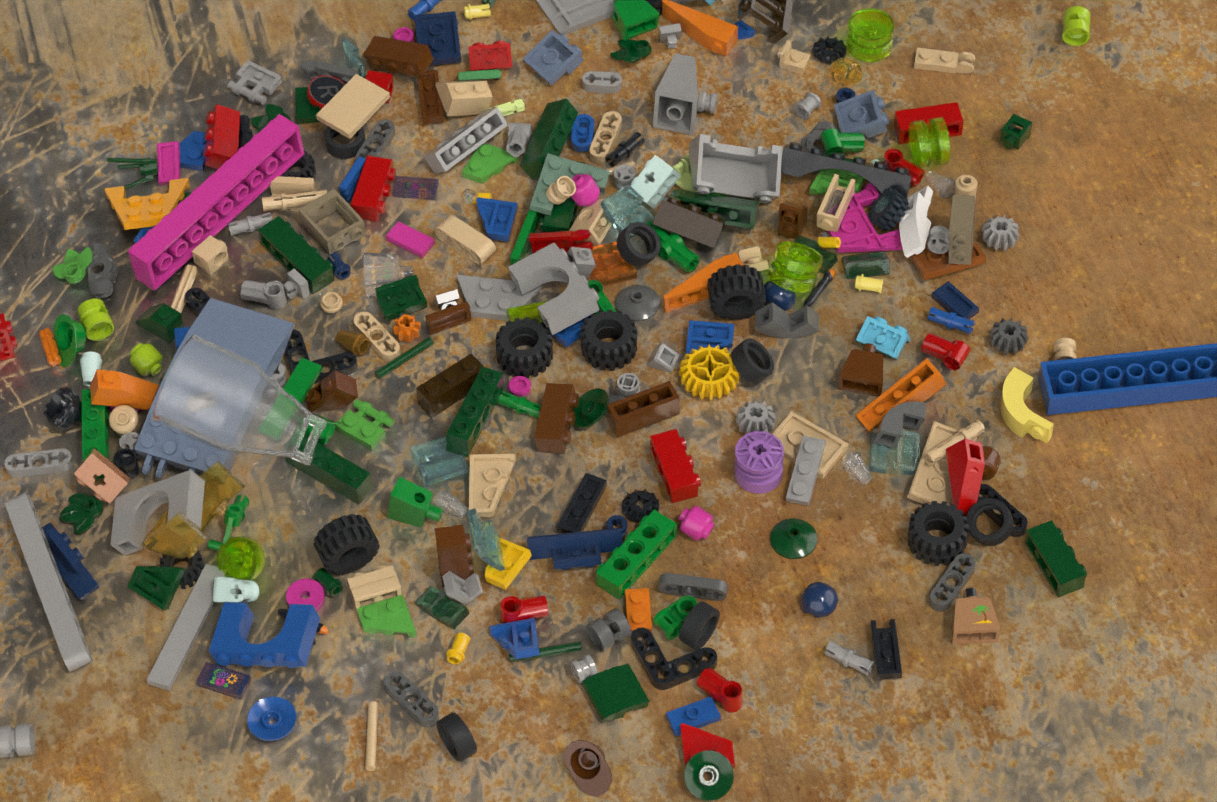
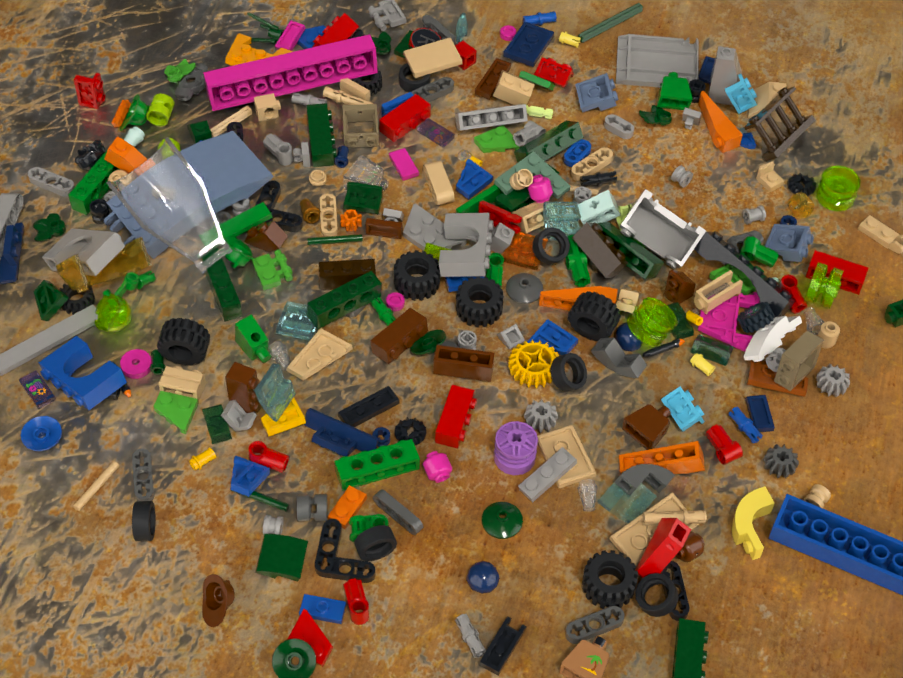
camera: 30 degrees right, 0 degrees up
(94, 466) = (73, 209): nougat brick -> none
(234, 590) = (90, 330): light aqua piece -> none
(398, 56) = (490, 41): reddish brown brick -> none
(677, 97) = (660, 160): light grey slope -> none

